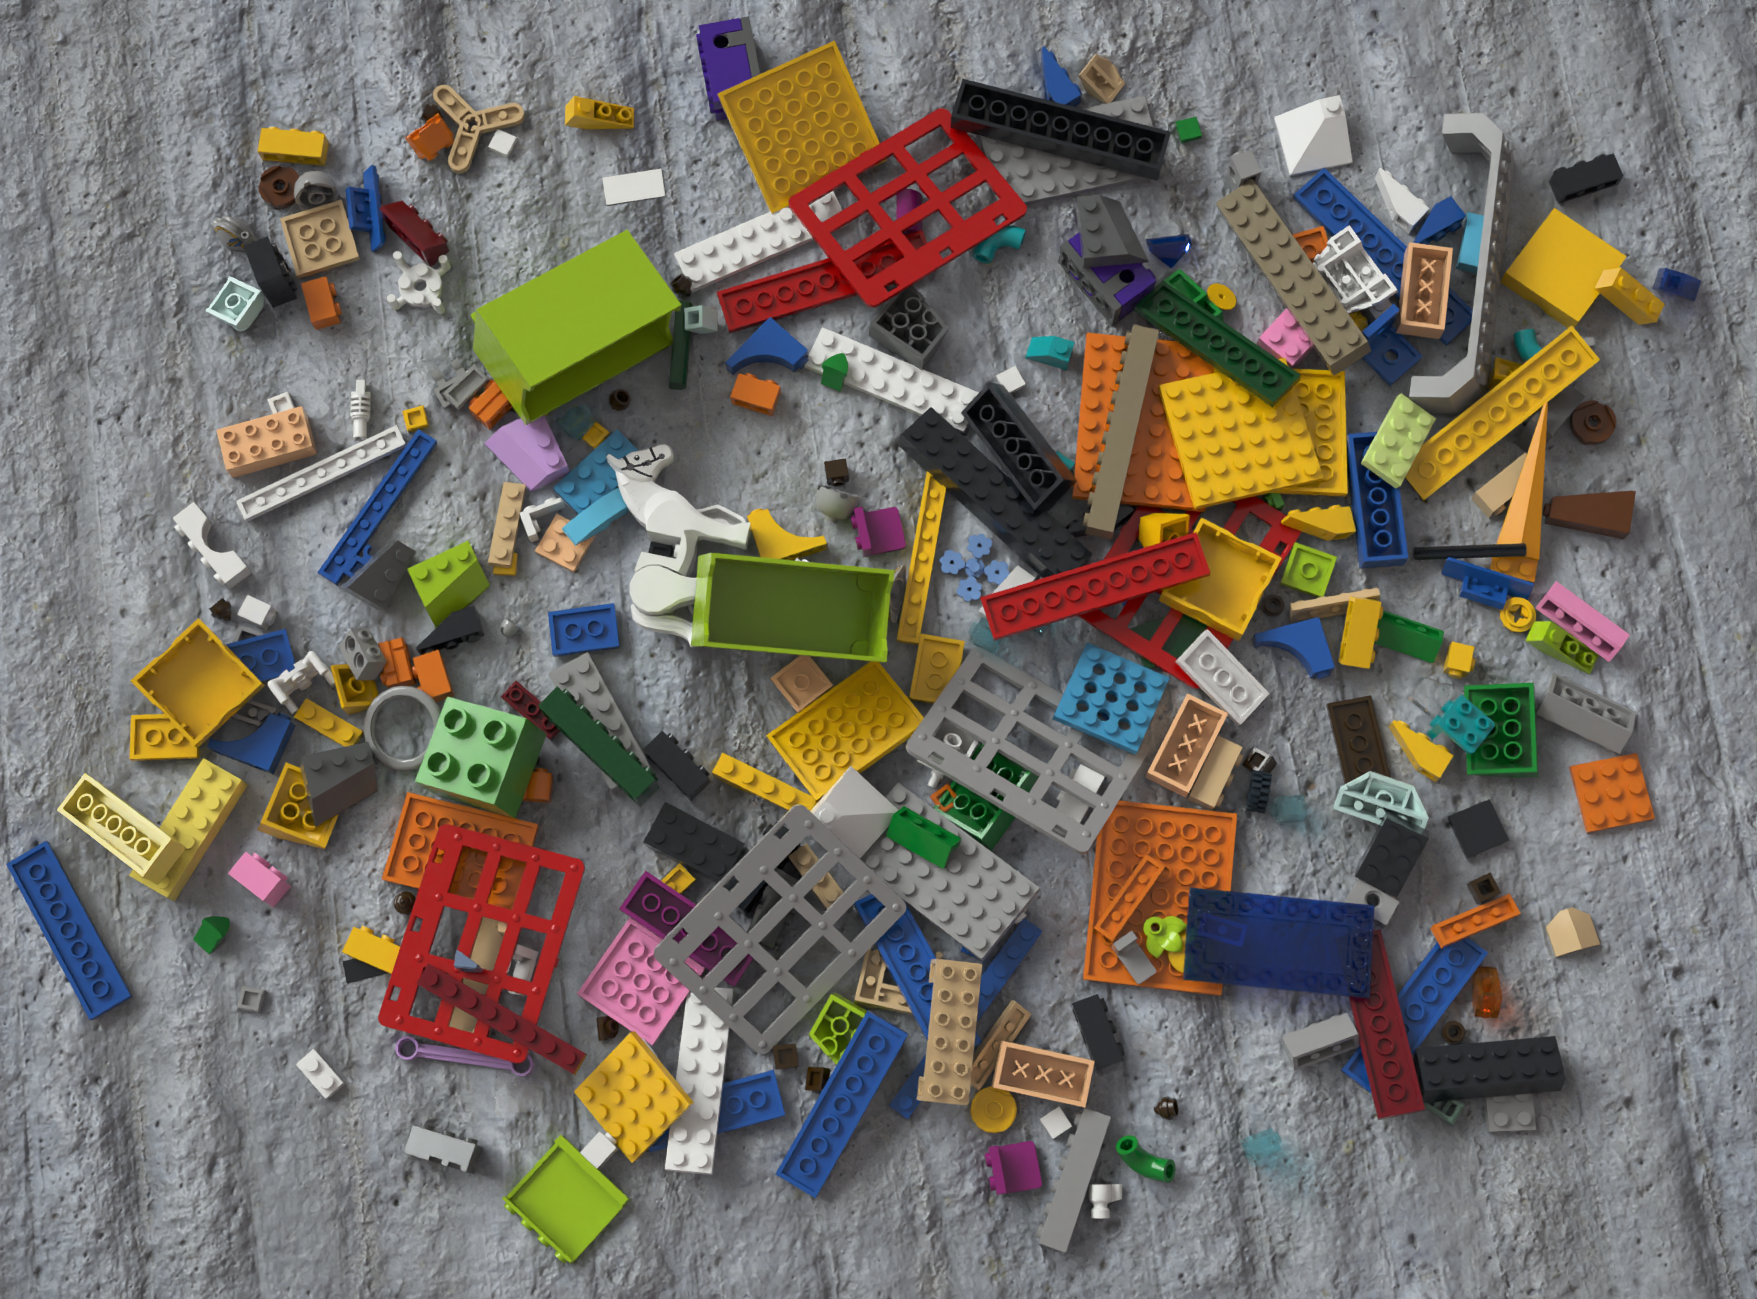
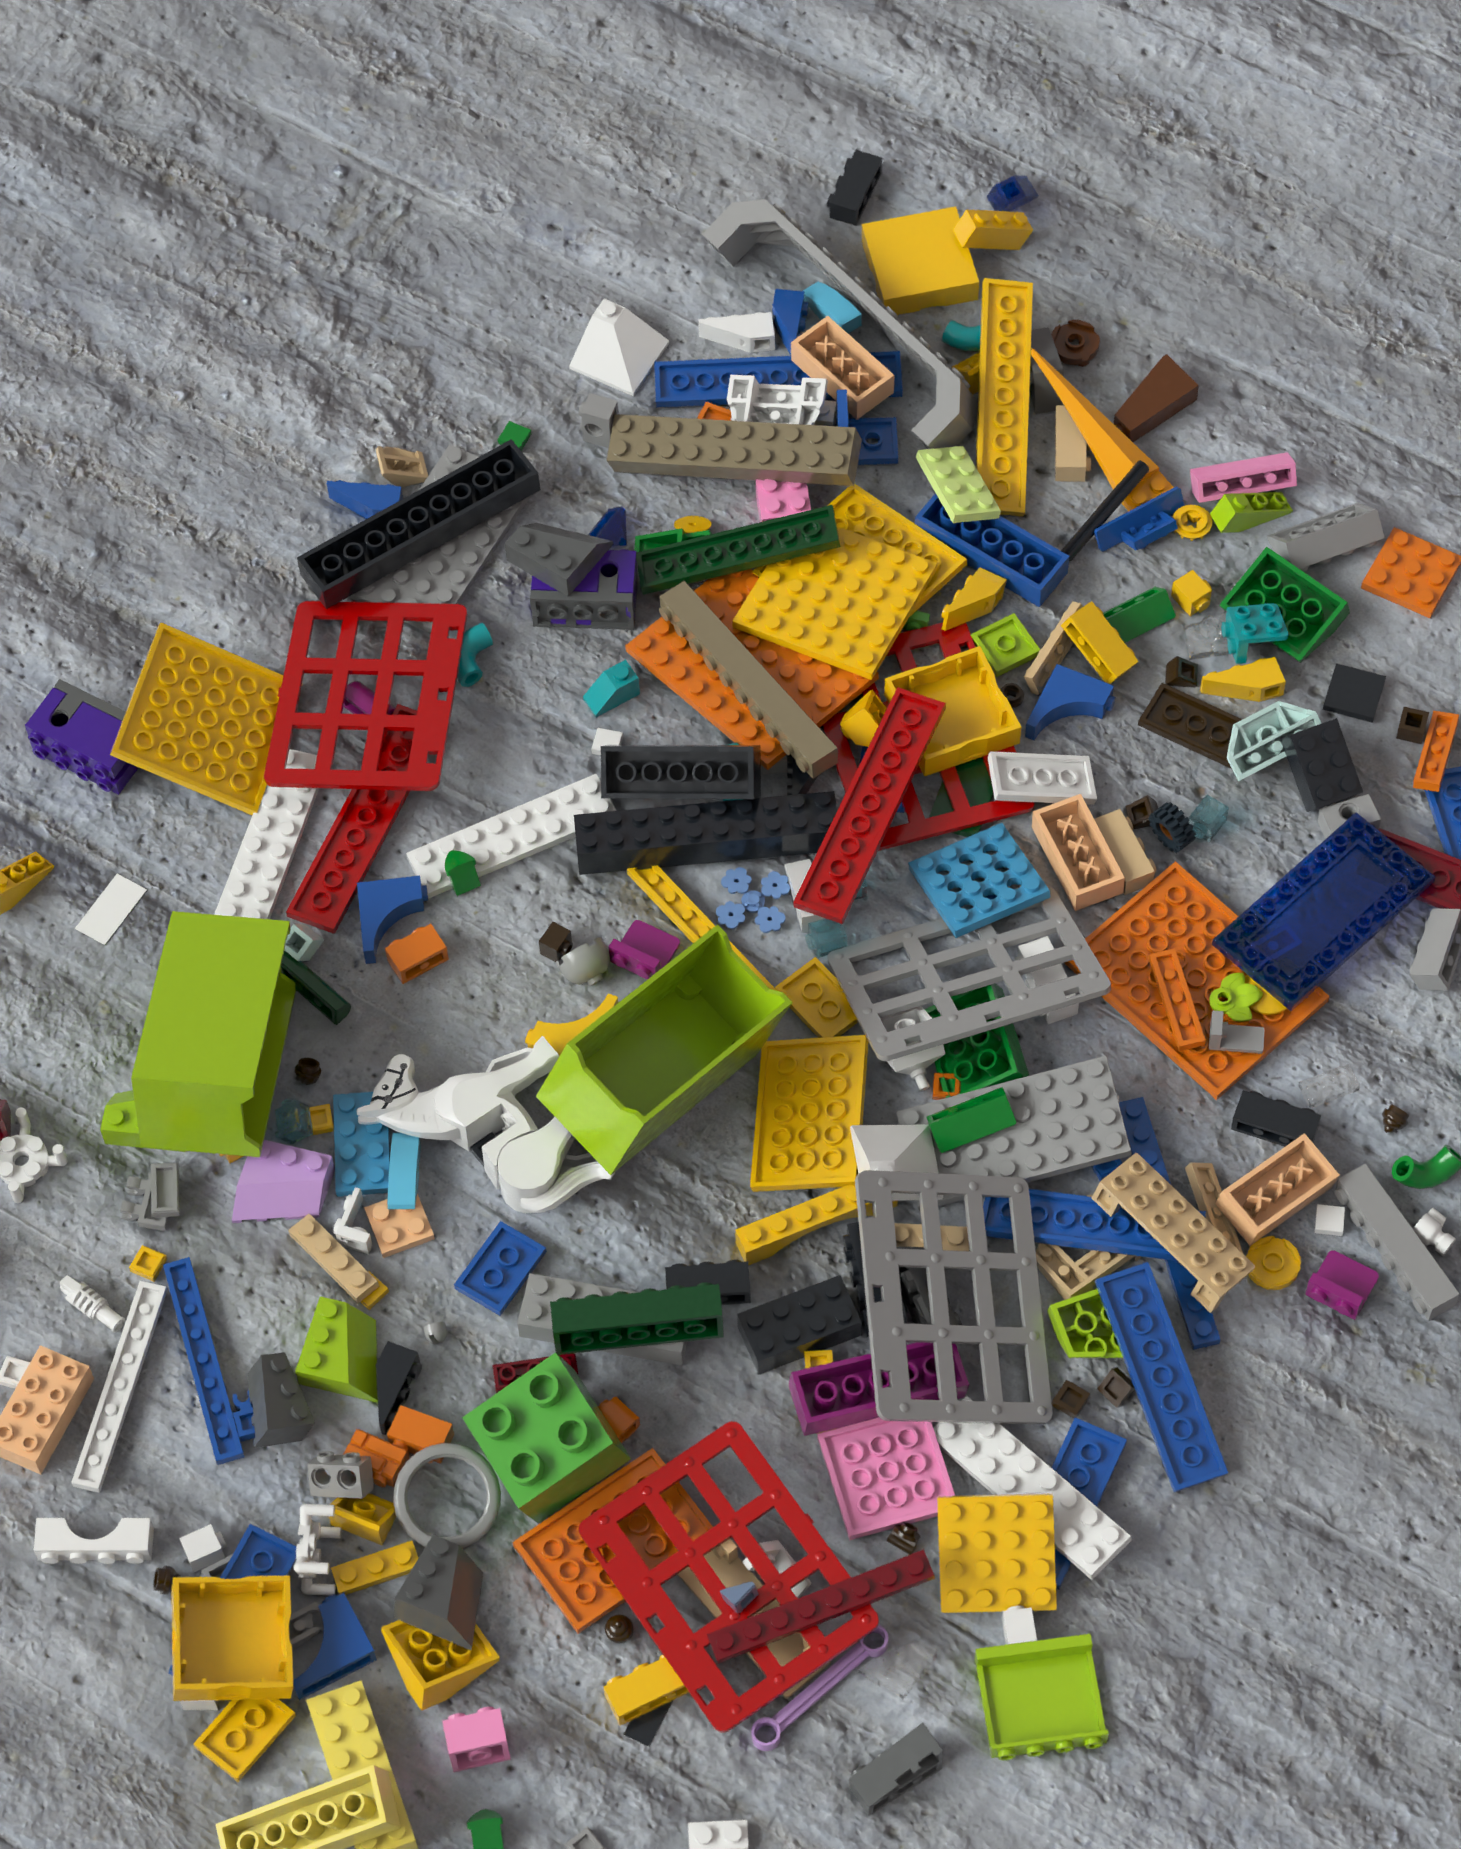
camera: 50 degrees left, 15 degrees down
(490, 405) = (202, 1181): orange brick -> none
(801, 682) = (727, 1121): light nougat plate -> none
(909, 328) = (481, 781): dark grey wedge -> none
(1391, 702) = (1181, 673): none -> dark brown slope

